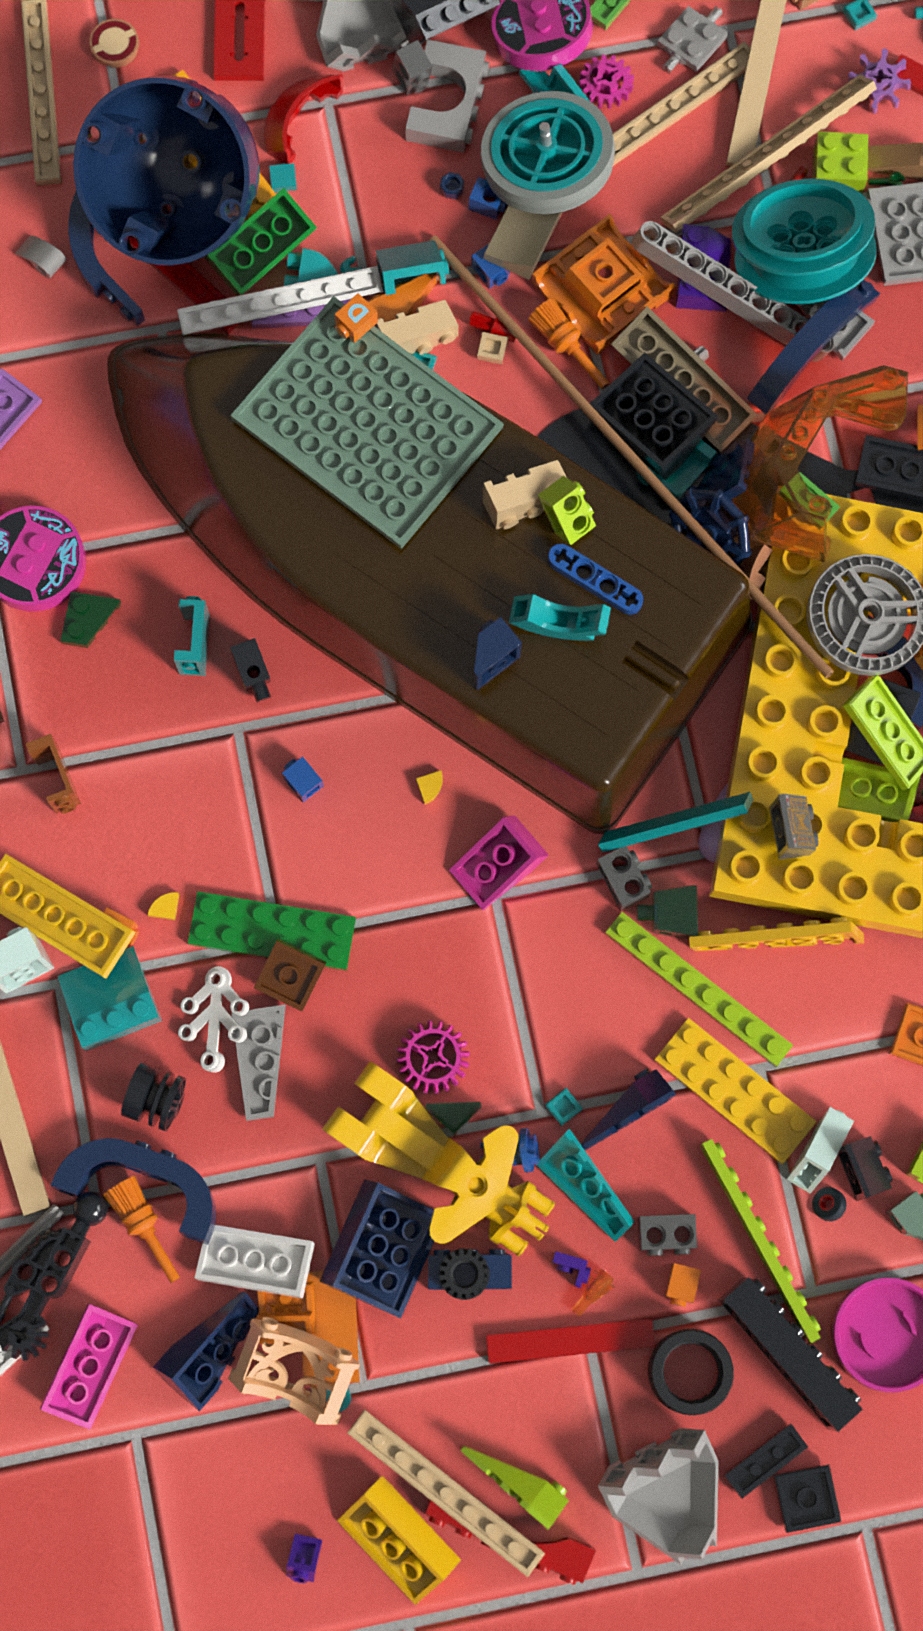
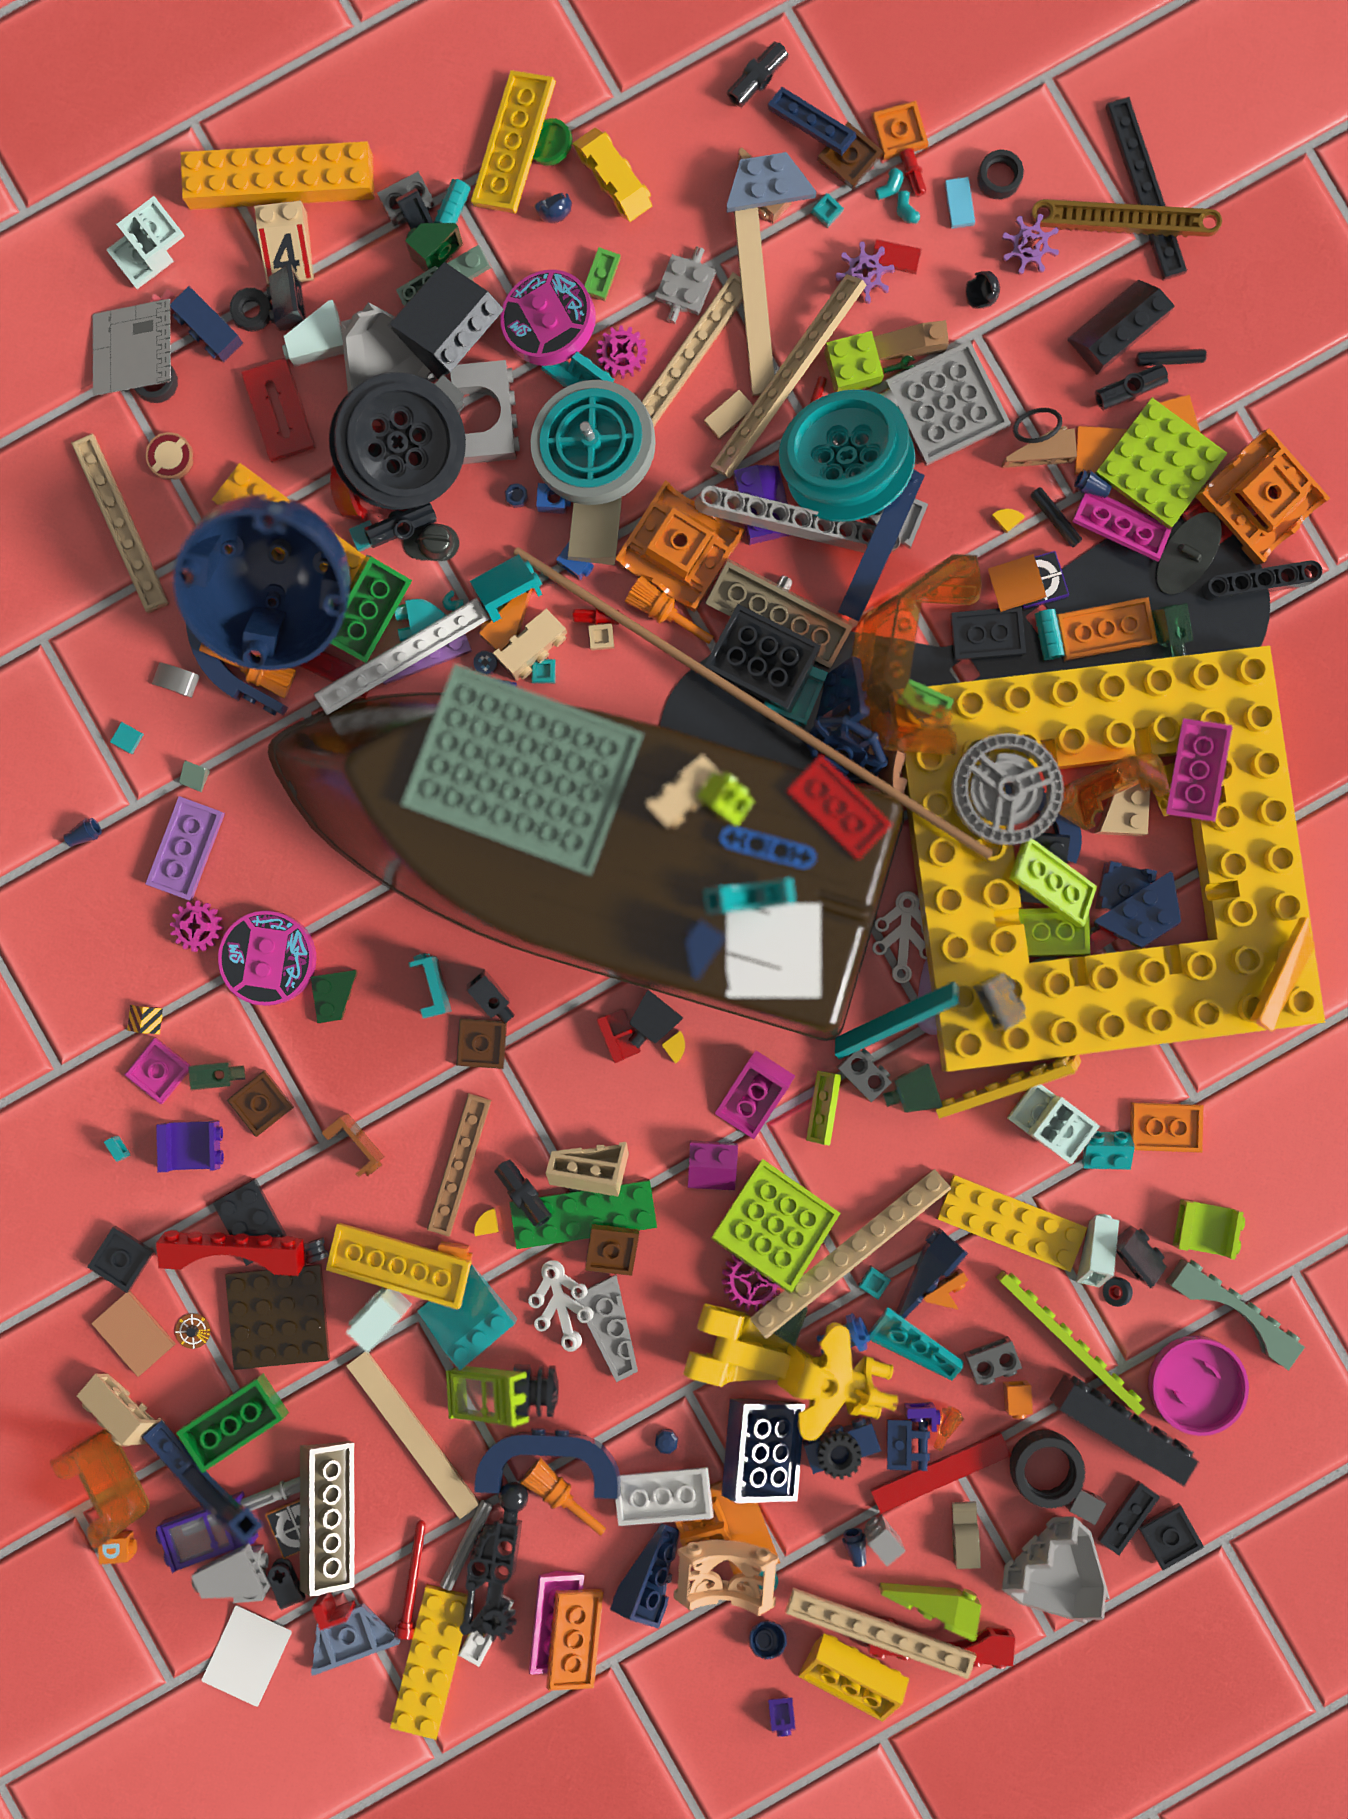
camera: 15 degrees left, 10 degrees up
(24, 354) = (193, 776): none -> sand green slope
(97, 1081) = (484, 1395): none -> lime door
(102, 1391) = (574, 1639): none -> orange tile
(128, 271) = (274, 680): none -> orange piece
(157, 836) = (459, 1164): none -> medium nougat tile
(215, 883) = (523, 1193): none -> black piece
(225, 718) = (481, 1043): none -> reddish brown tile
(278, 1205) = (666, 1441): none -> dark blue tile
(295, 881) = (589, 1169): none -> tan wedge
(302, 778) = (564, 1077): blue brick -> none
(308, 175) = (388, 529): none -> black piece
(316, 1462) = (767, 1640): none -> dark blue hair
(349, 205) = (432, 543): none -> pearl dark grey piece
(355, 318) = (481, 682): orange brick -> none
(374, 755) = (616, 1033): none -> red panel
(386, 68) = (424, 409): none -> black wheel
(416, 748) = (652, 1020): none -> black torso
(428, 922) = (712, 1165): none -> magenta slope
(449, 1391) = (855, 1545): none -> dark blue cone
(475, 1005) = (775, 1226): none -> lime plate
(483, 1388) = (883, 1539): none -> light grey brick
(534, 1292) = (900, 1445): none -> dark blue plate
(546, 1062) = (851, 1253): none -> tan plate
(568, 899) = (823, 1107): none -> lime plate
(576, 1418) = (965, 1535): none -> dark tan piece
(582, 678) = (784, 939): none -> white sticker
(632, 1140) = (941, 1295): none -> orange slope
(683, 563) = (838, 807): none -> red tile
(695, 174) = (728, 414): none -> tan tile
(699, 989) = (955, 1147): lime plate -> none
(713, 745) = (903, 933): none -> white plant
(722, 1428) = (1087, 1506): none -> dark grey panel
(813, 990) = (1053, 1122): none -> light aqua bracket
(864, 1045) = (1109, 1151): none -> teal bracket

